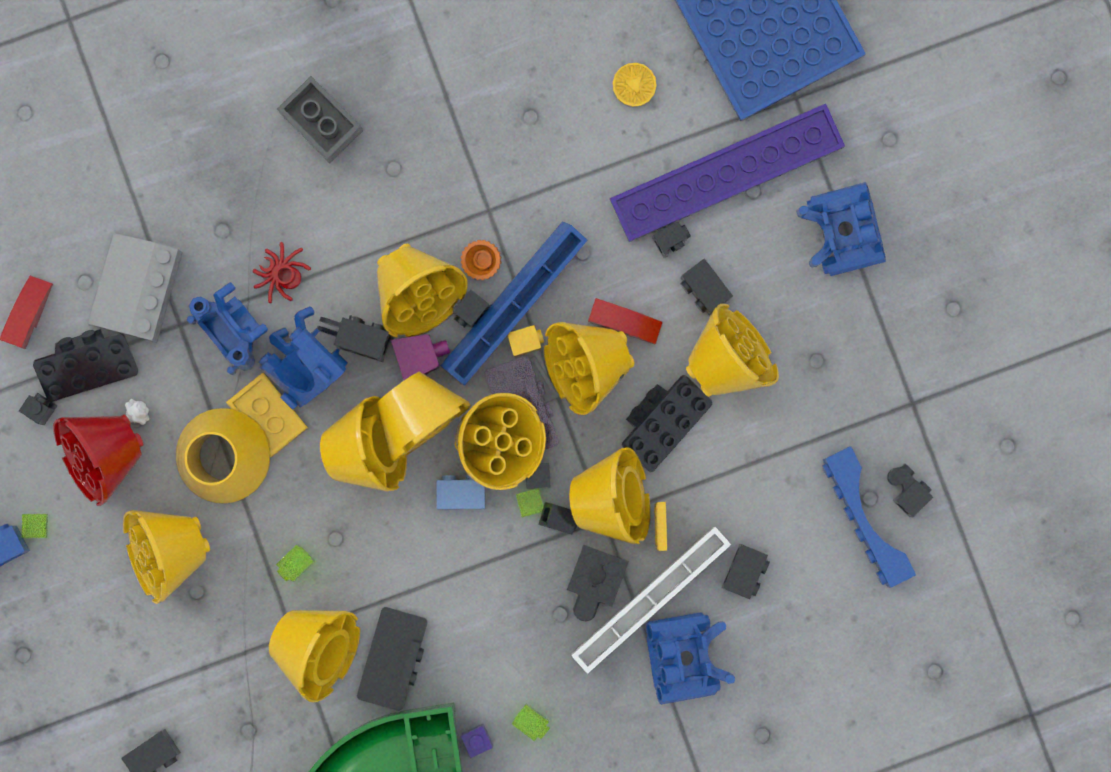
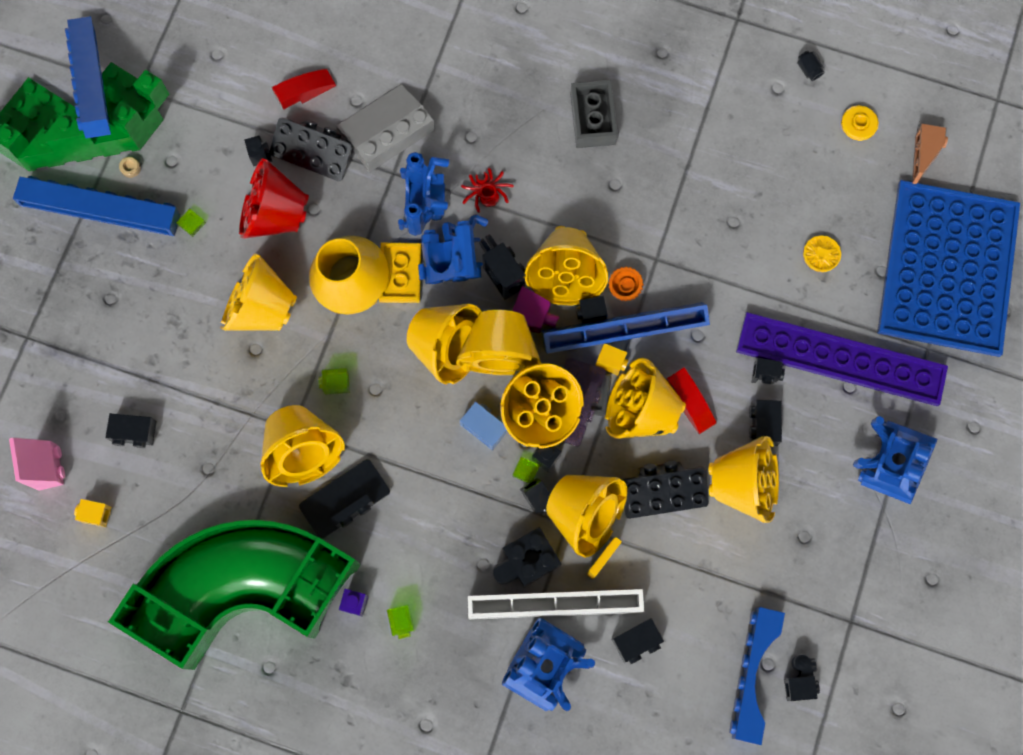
camera: 40 degrees right, 10 degrees down
(137, 411) = (318, 202): white plant -> none

